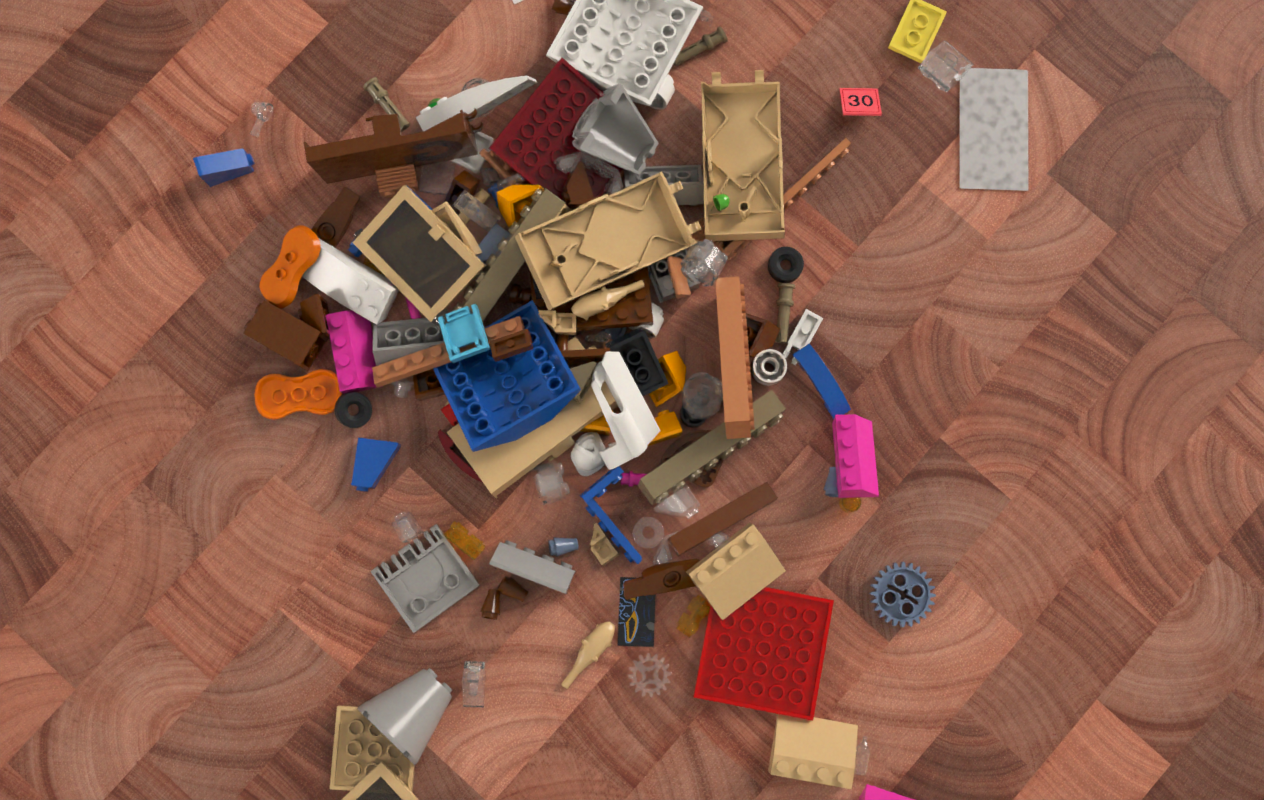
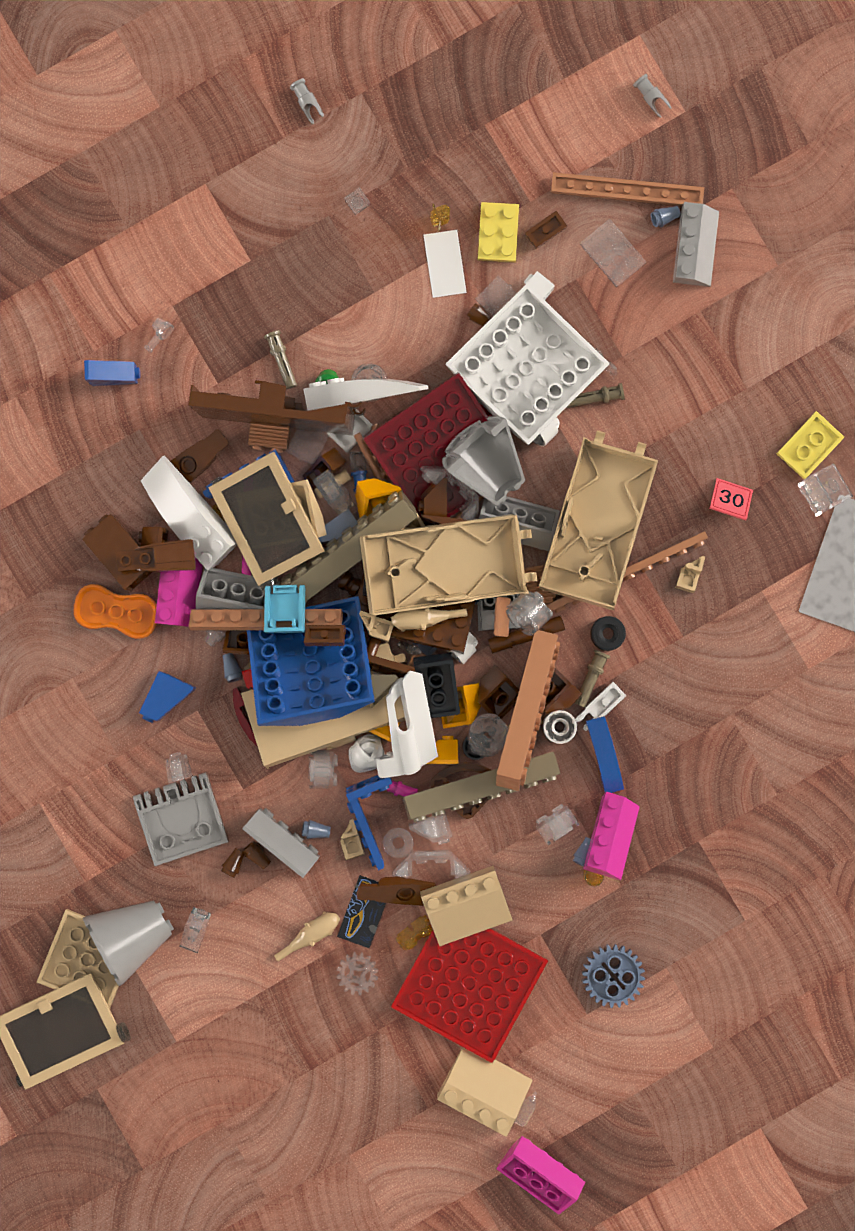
camera: 25 degrees right, 5 degrees up
(297, 254) = (154, 481): orange plate -> none
(323, 323) = (158, 557): none -> reddish brown piece
(361, 417) = (167, 652): black tyre -> none
(430, 414) = (232, 670): none -> sand blue cone
(468, 544) = (225, 795): clear yellow hinge -> none
(511, 180) = (369, 474): clear piece -> none
(698, 352) = (497, 692): none -> reddish brown slope
(703, 293) = (517, 637): none -> reddish brown piece
(721, 201) = (565, 557): bright green hinge -> none
(722, 519) = (469, 854): reddish brown tile -> none
(797, 463) = (556, 824): none -> clear brick
(844, 186) = (689, 575): none -> tan slope

